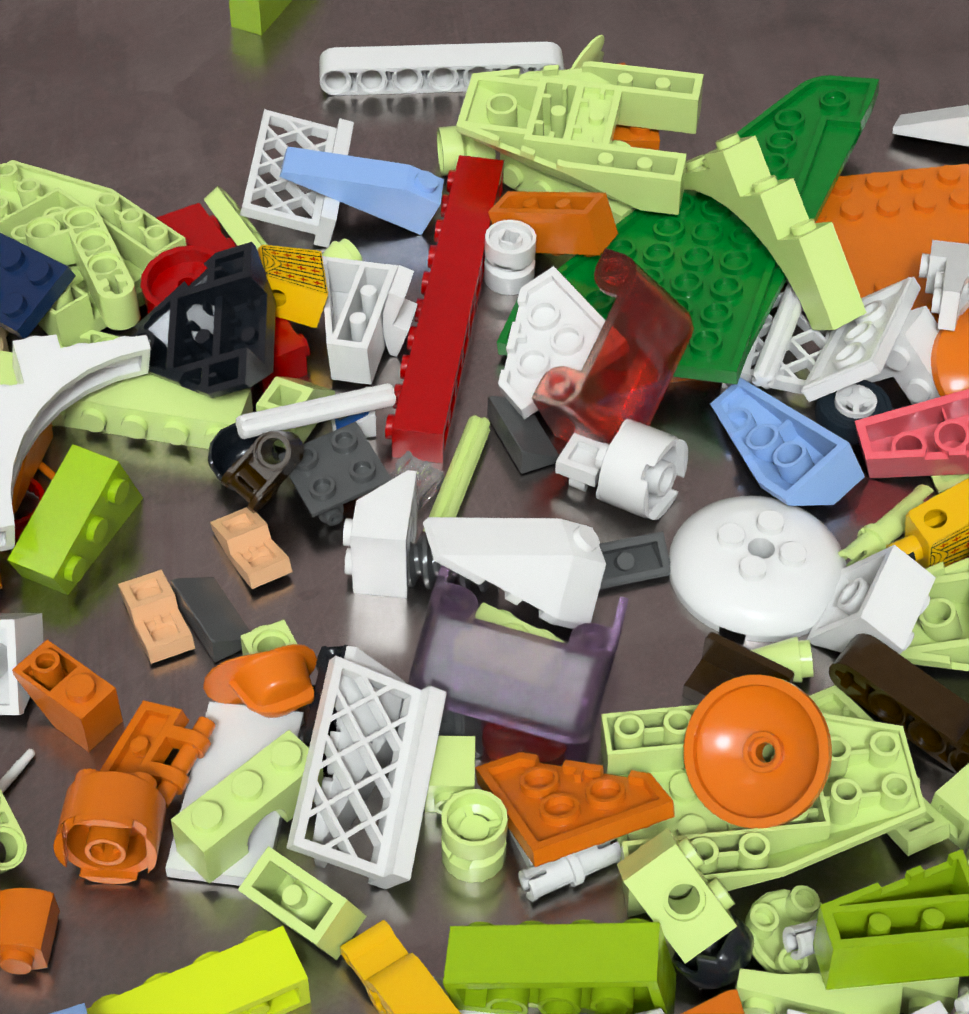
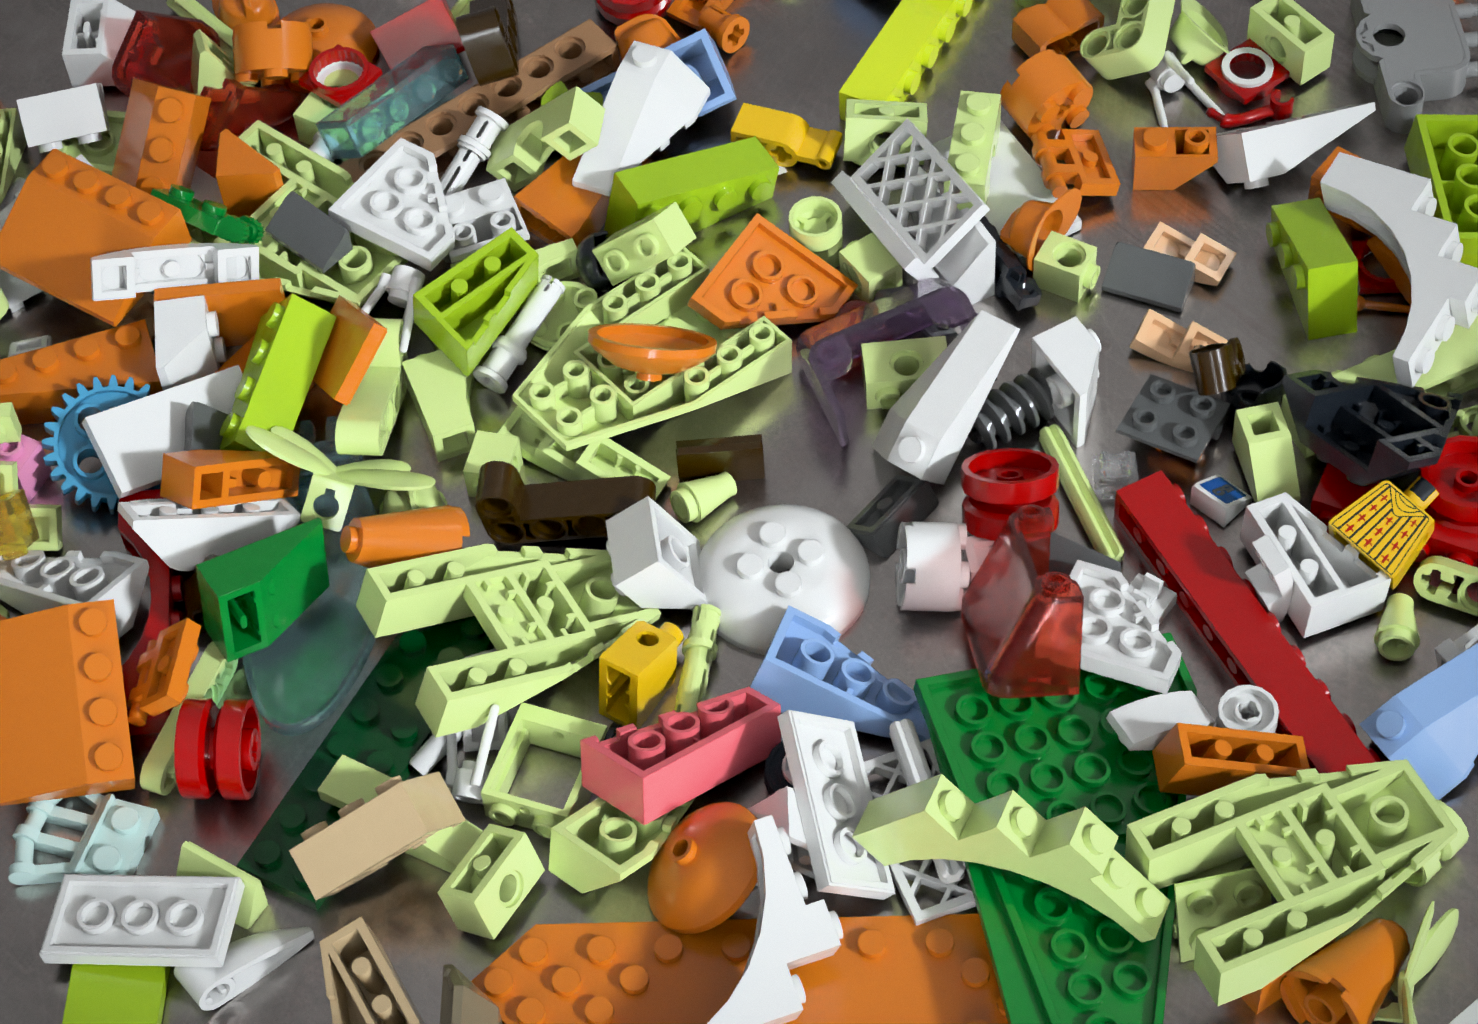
camera: 150 degrees right, 5 degrees up
(315, 410) = (1222, 423): white axle -> none
(482, 382) = (1154, 595): none -> white tile
(531, 469) = (1001, 483): none -> red wheel
(574, 263) = (1148, 720): none -> white slope

